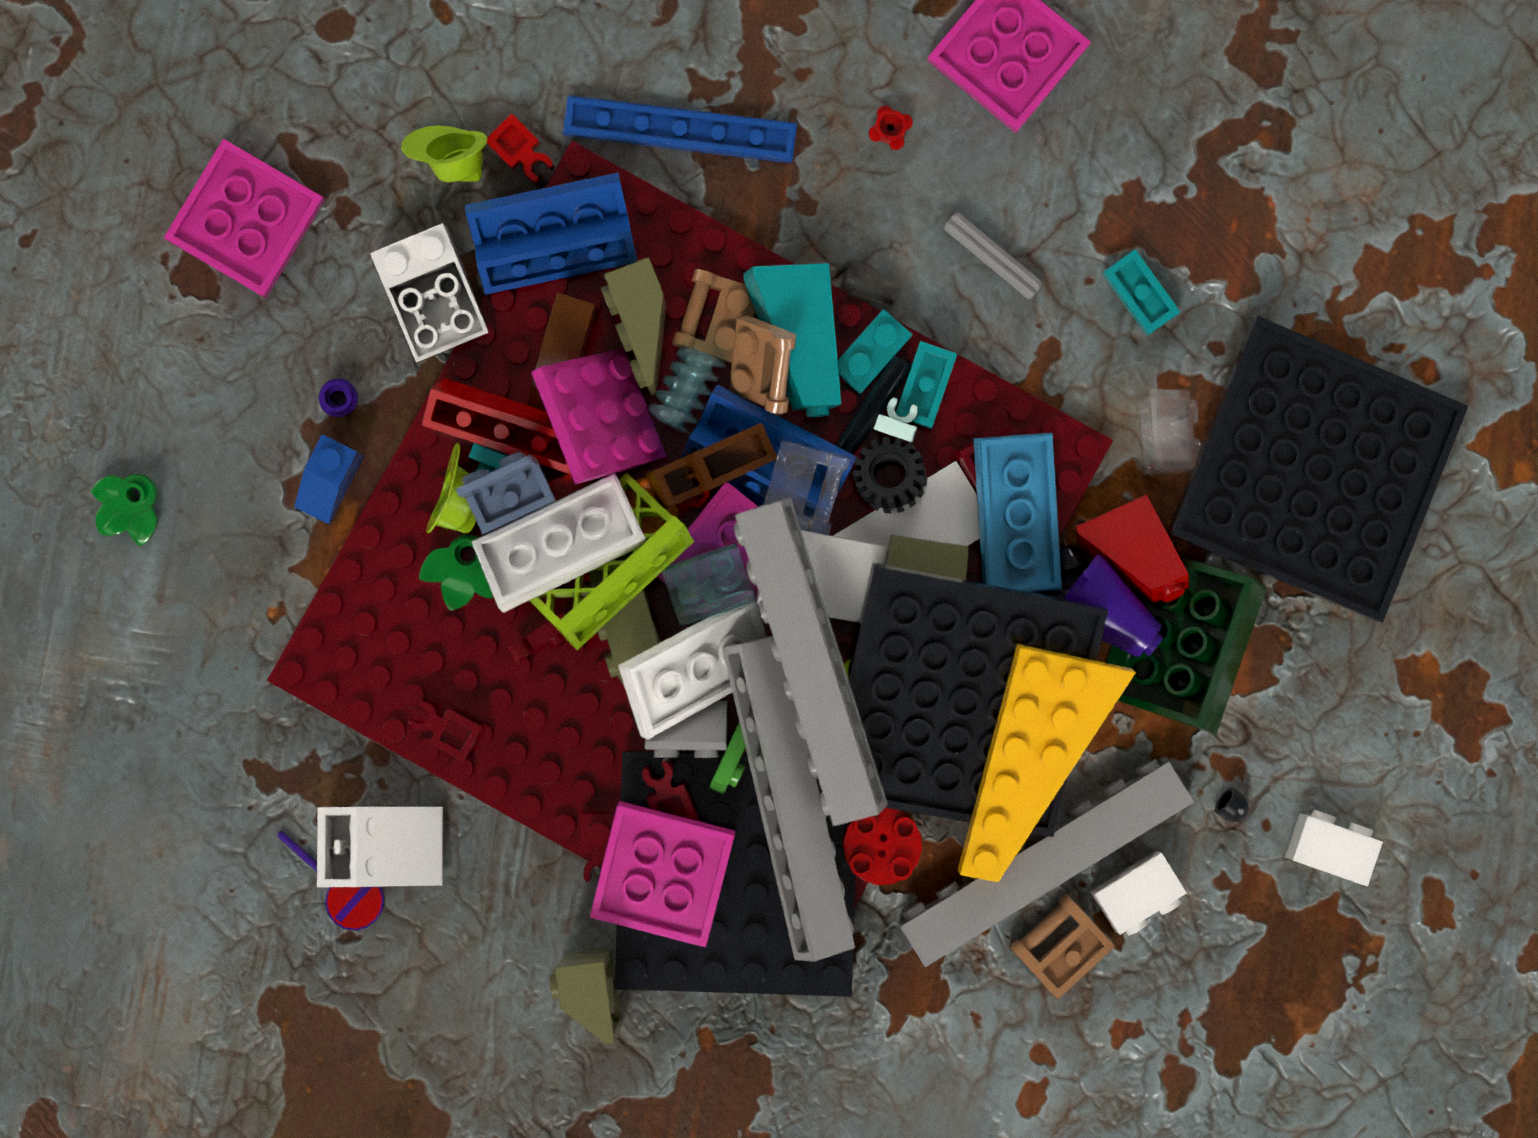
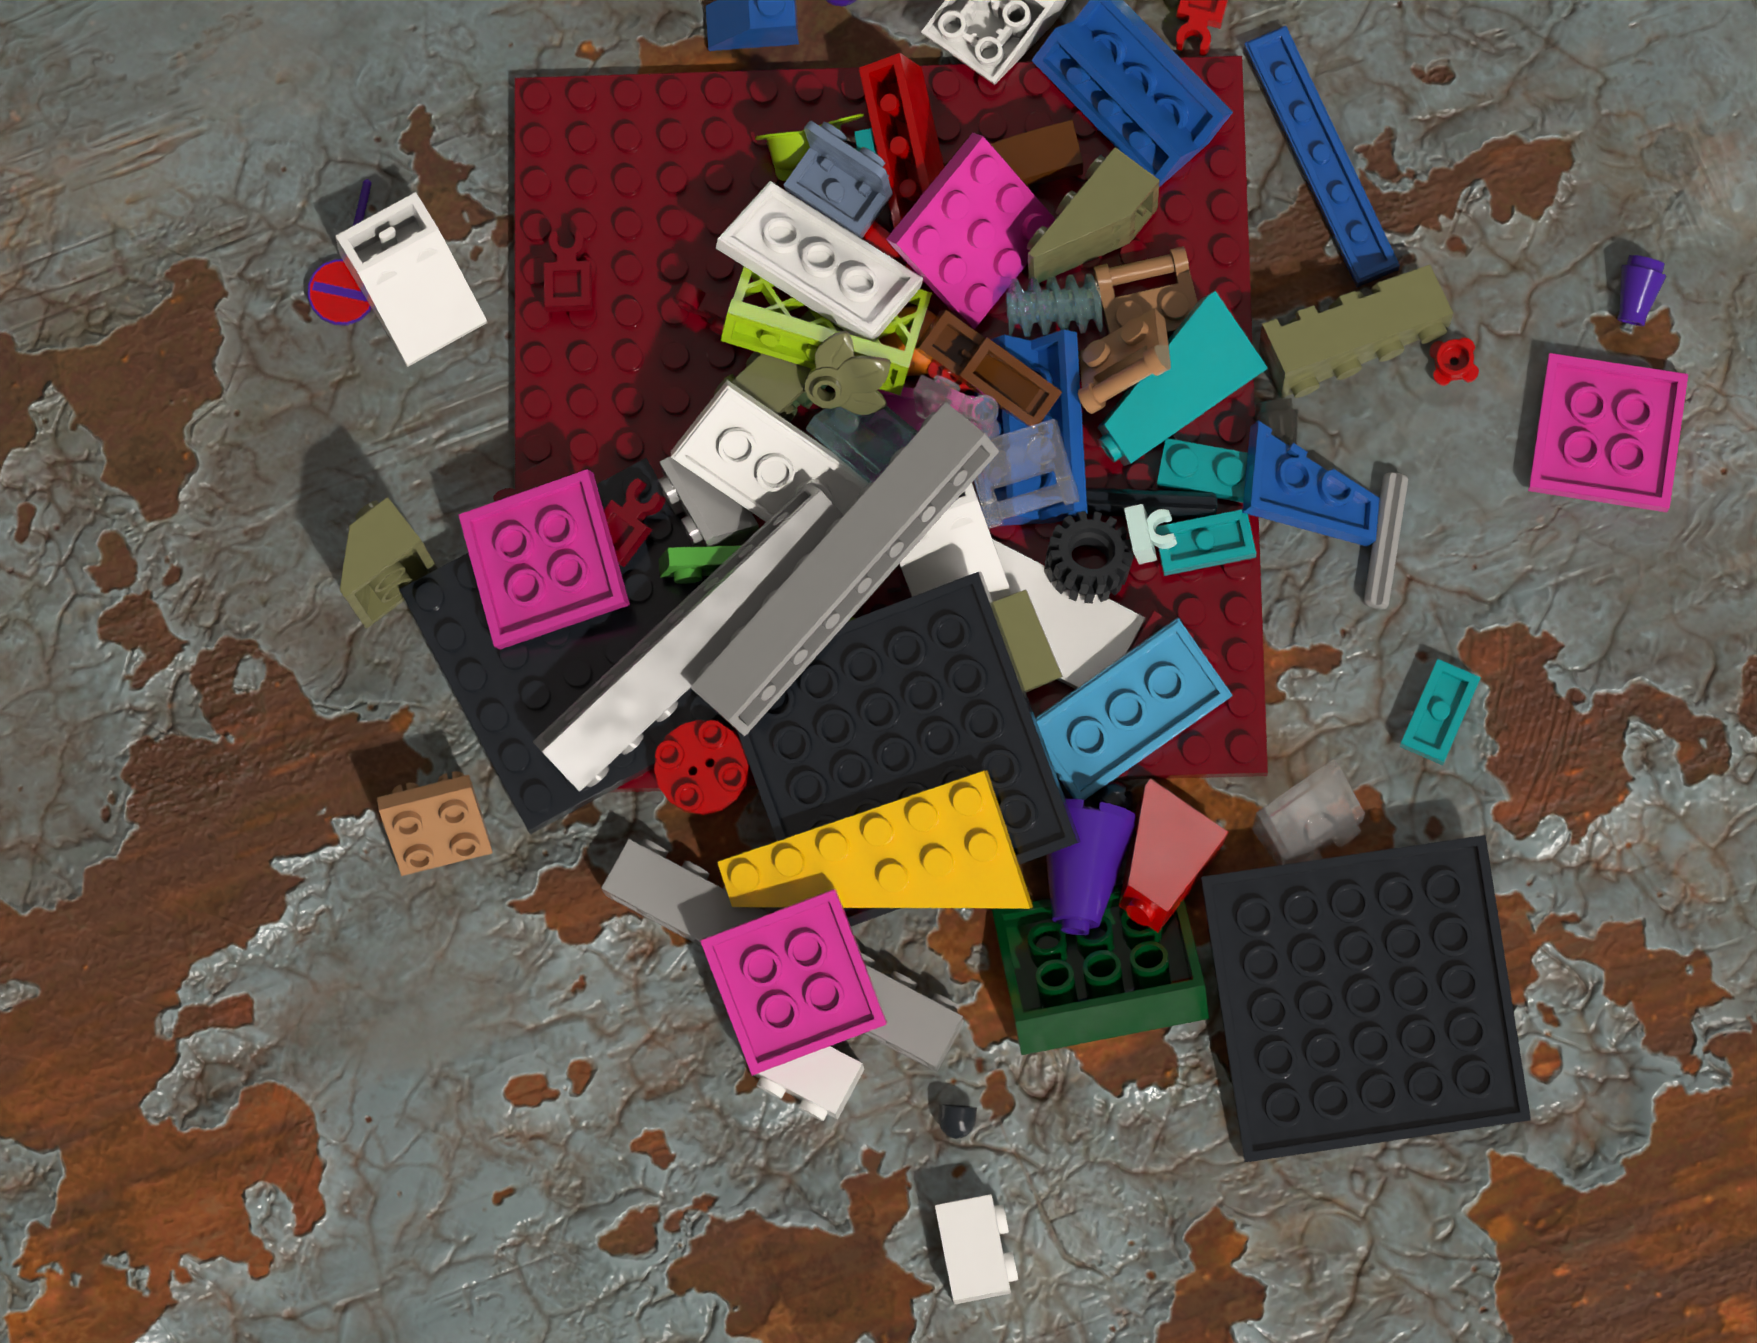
camera: 65 degrees right, 10 degrees down
(457, 577) = (731, 189): green plate -> none
(664, 576) = (852, 377): none -> olive plate
(722, 513) = (932, 394): none -> clear plate
(805, 1060) = (434, 823): none -> medium nougat plate
(829, 184) = (1354, 331): none -> olive wedge
(930, 293) = (1302, 494): none -> blue wing
(1071, 955) = (693, 1037): medium nougat plate -> none
(1082, 871) = (793, 981): none -> dark pink plate

